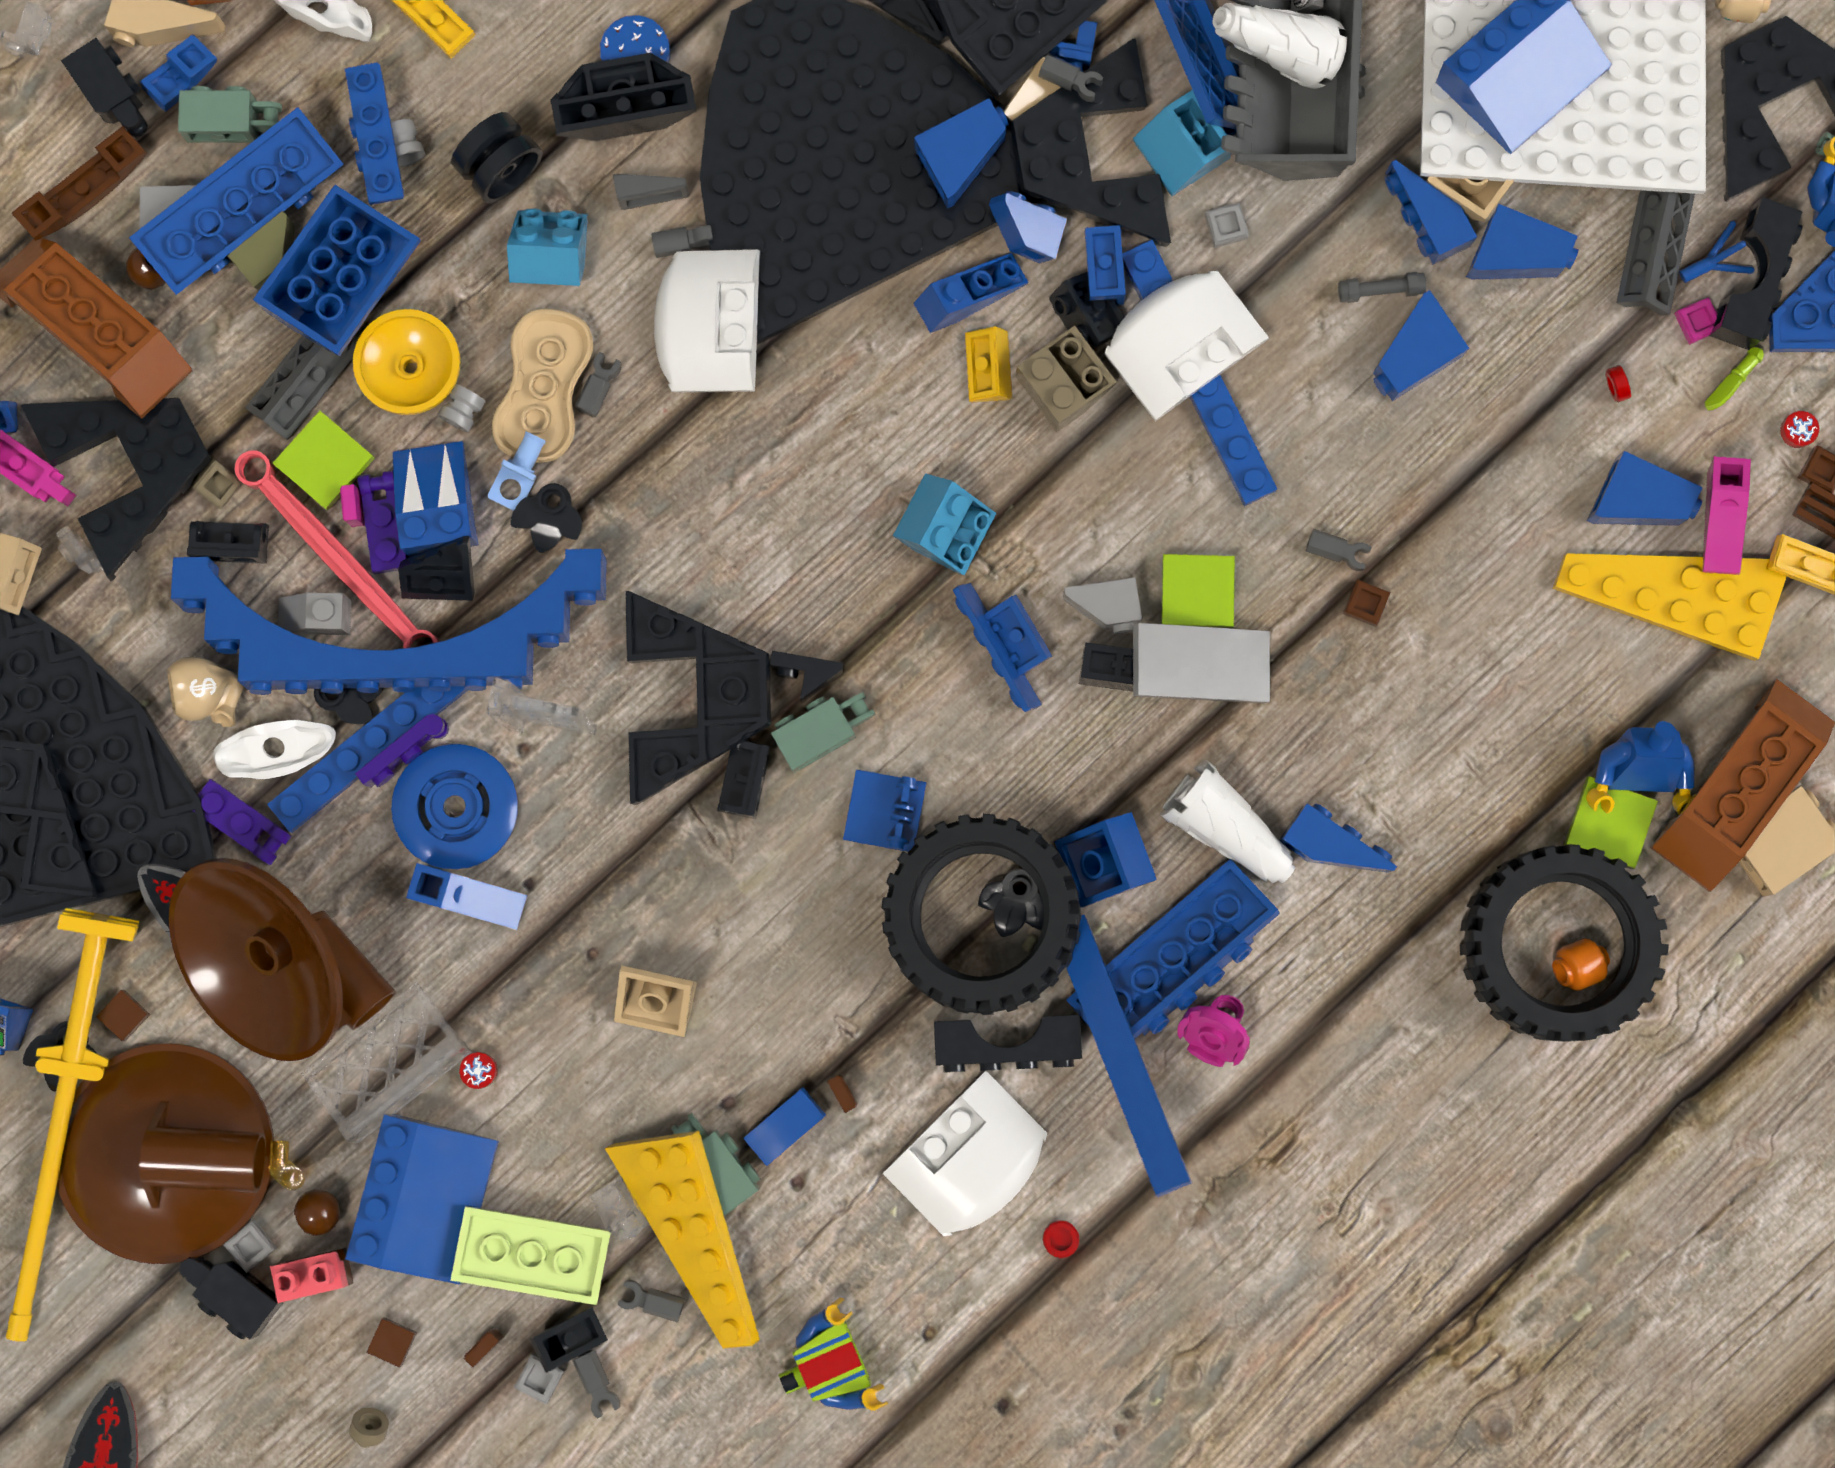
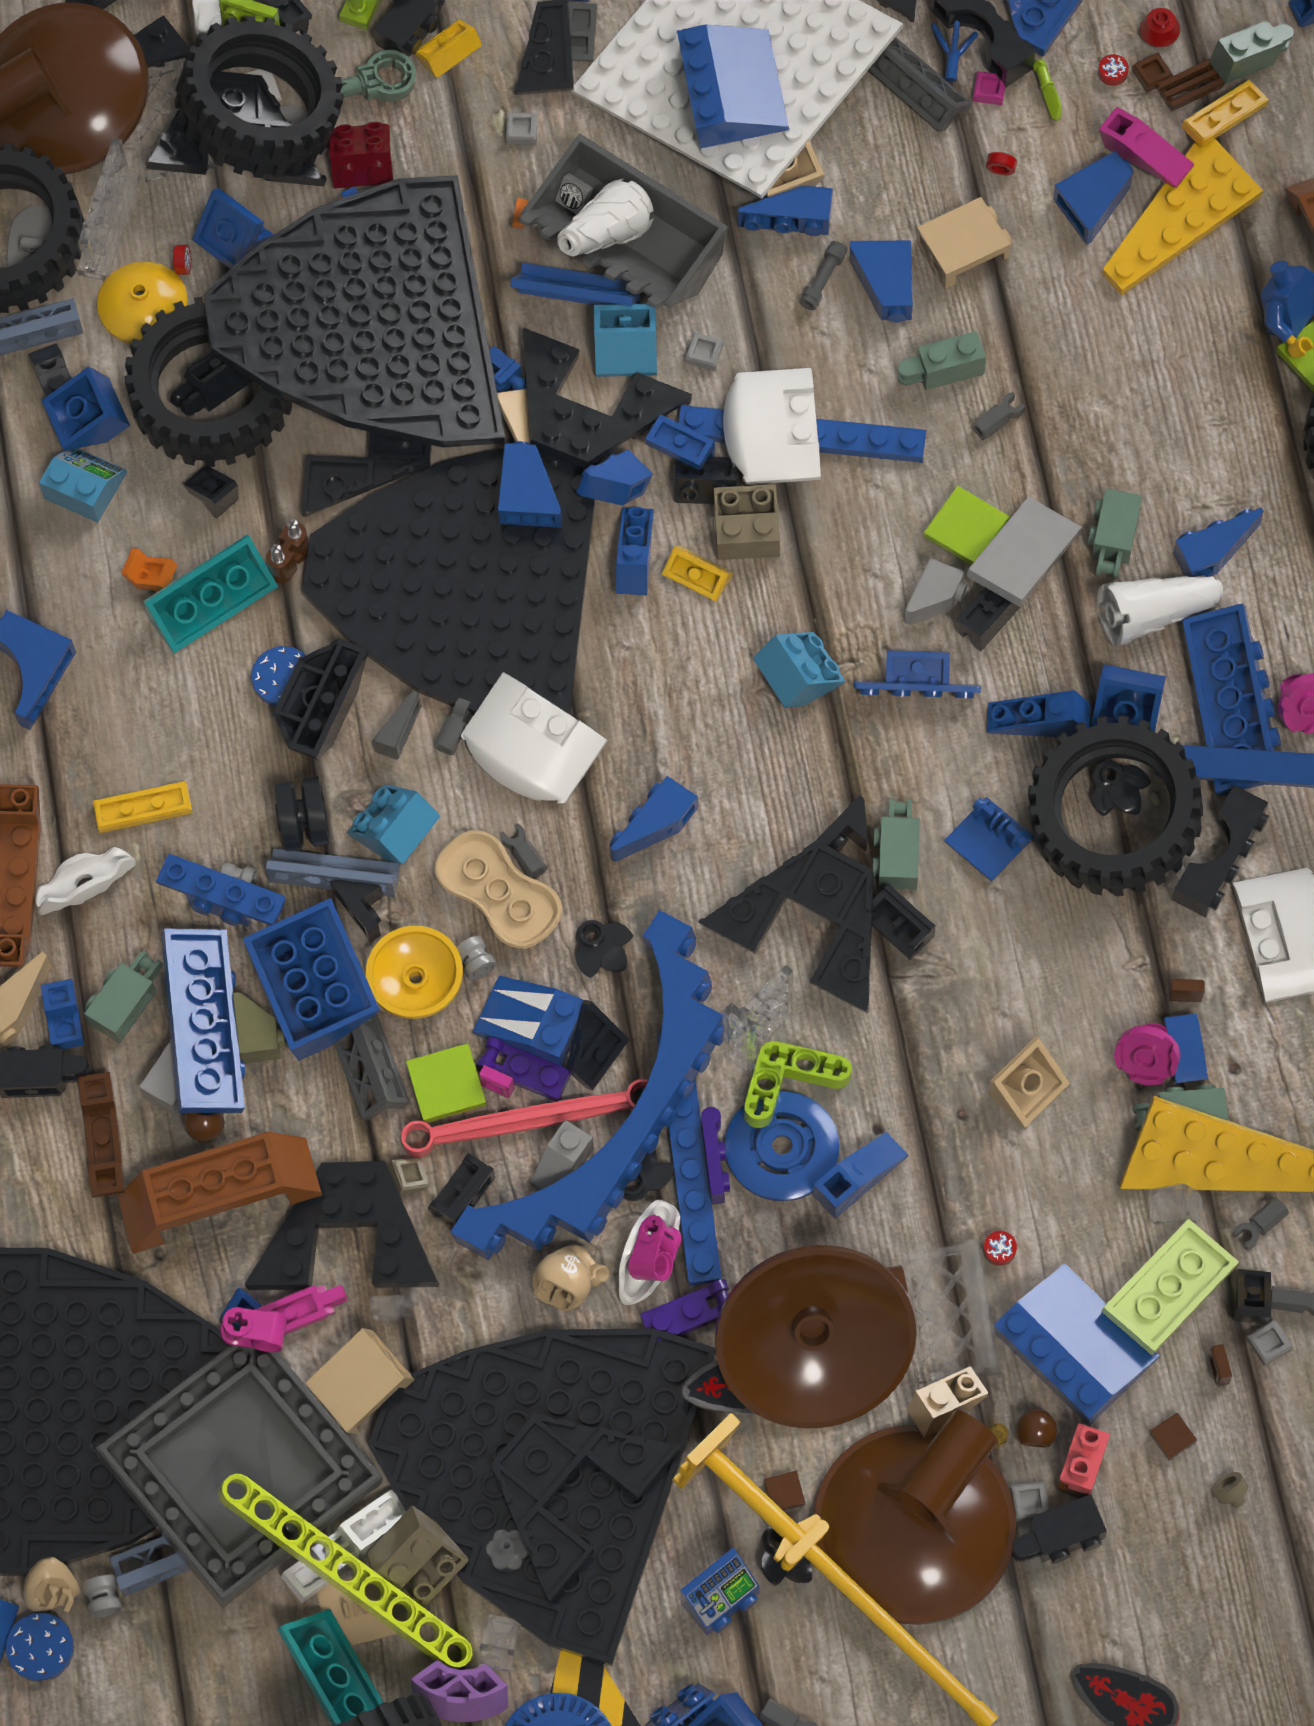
camera: 55 degrees left, 15 degrees down
(266, 757) = (654, 1253): none -> dark pink piece
(292, 1114) = (937, 1401): none -> tan slope
(446, 263) = (357, 901): none -> black slope
(468, 225) = (321, 870): none -> sand blue fence
(518, 469) = (553, 943): light blue bracket -> none
(521, 758) = (778, 1070): none -> lime beam
(712, 489) = (662, 816): none -> blue slope
(748, 1095) = (1147, 1054): none -> dark pink tile
(1041, 782) = (1039, 715): none -> blue slope
(1069, 76) = (526, 382): dark grey bar -> none
(1284, 736) = (1115, 530): none -> sand green brick
(1359, 461) = (944, 362): none -> sand green brick
(1366, 603) = (1050, 421): reddish brown tile -> none
(1507, 399) = (962, 240): none -> tan panel
(1521, 248) = (858, 168): blue slope -> none

